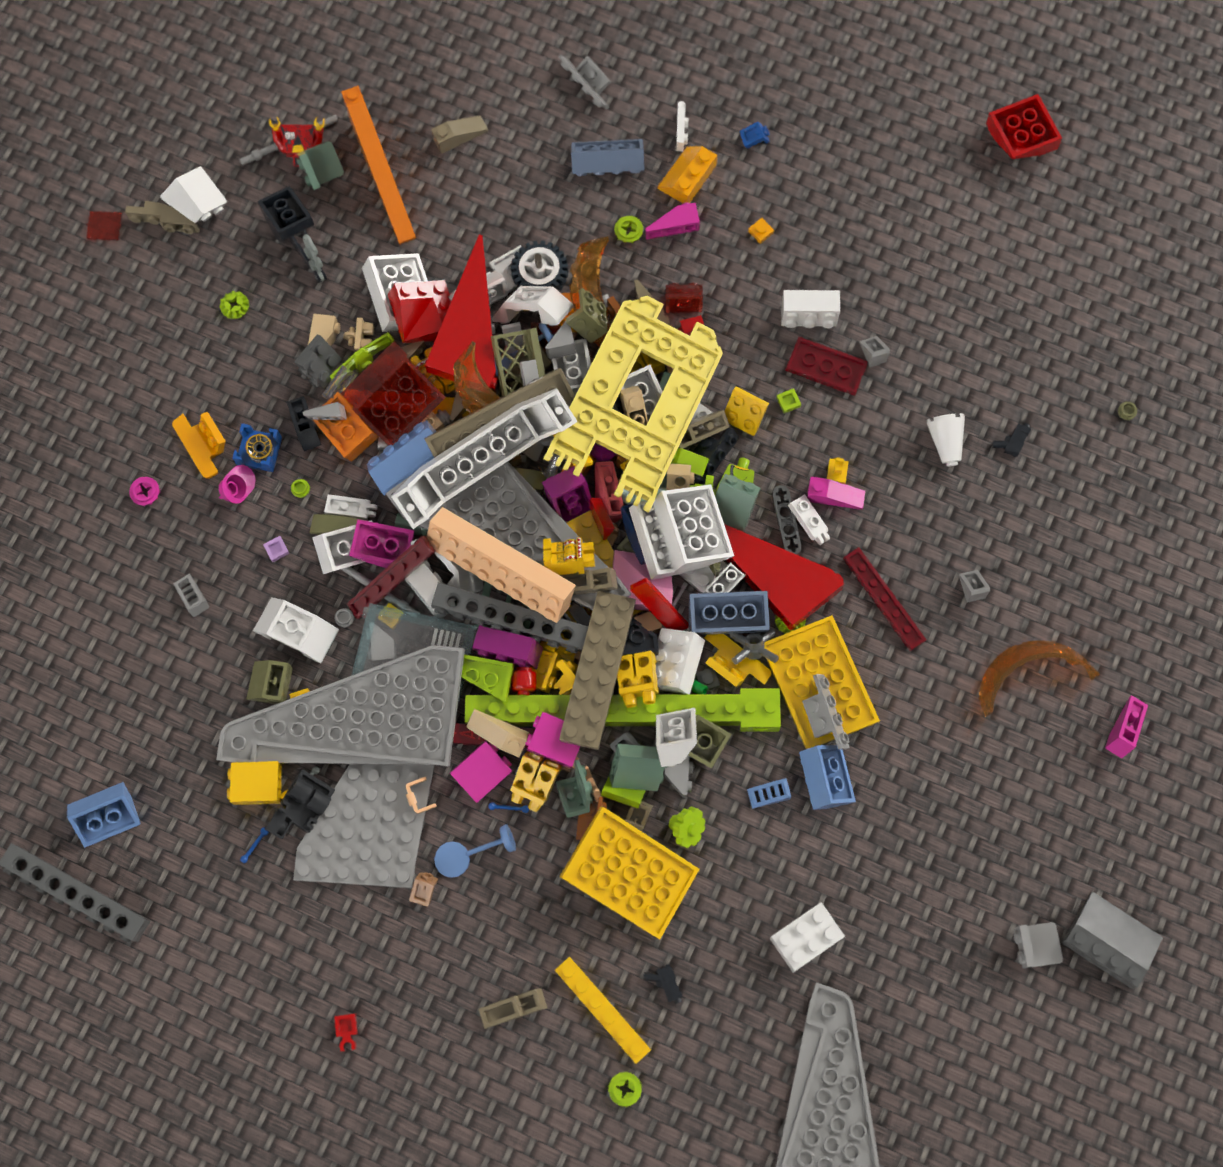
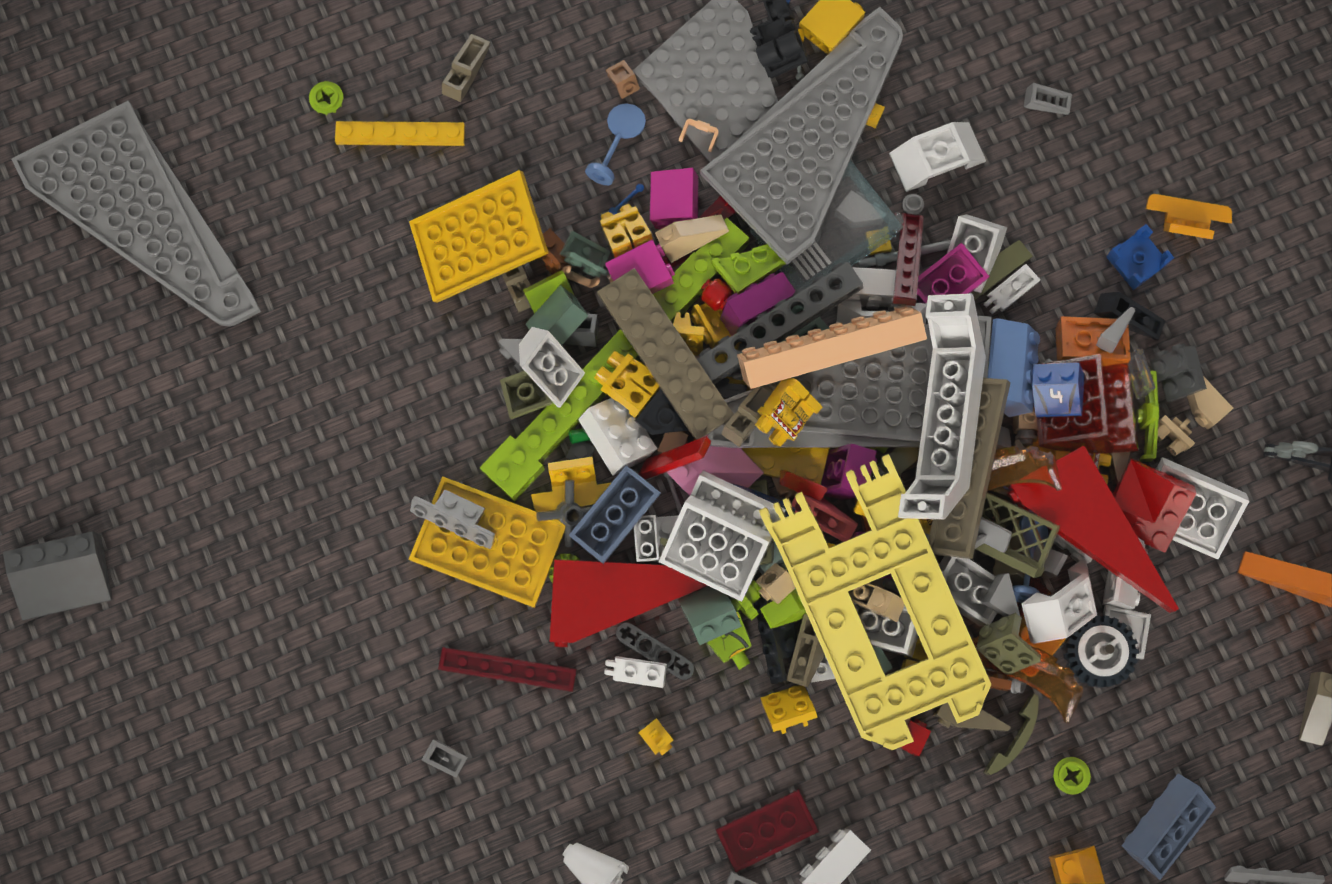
camera: 130 degrees right, 5 degrees up
(136, 490) = (1190, 131): dark pink gear -> none
(237, 311) = (1305, 362): lime gear -> none
(237, 484) = (1117, 212): dark pink piece -> none
(253, 444) = (1131, 247): dark grey wheel -> none
(269, 681) = (907, 98): olive slope -> none
(276, 549) = (1027, 198): lavender plate -> none
(300, 488) = (1068, 264): lime plate -> none
(400, 413) = (1058, 389): none -> slope
(637, 271) = (1029, 712): none -> olive slope
(666, 979) = (374, 201): black piece -> none
(677, 221) = (1039, 828): dark pink slope -> none
(683, 298) = (954, 759): clear red slope -> none
(687, 826) = (473, 319): lime plant -> none
(783, 782) = (436, 432): medium blue slope -> none
(788, 401) = (764, 760): lime plate -> none
(807, 937) = (298, 334): white brick -> none
(826, 777) = (404, 470): medium blue slope -> none
(834, 493) = (638, 717): dark pink slope -> none
(1019, 655) = (345, 737): clear orange windscreen -> none
(1038, 945) = (115, 511): light grey bracket -> none
(1127, 728) = (201, 764): dark pink slope -> none

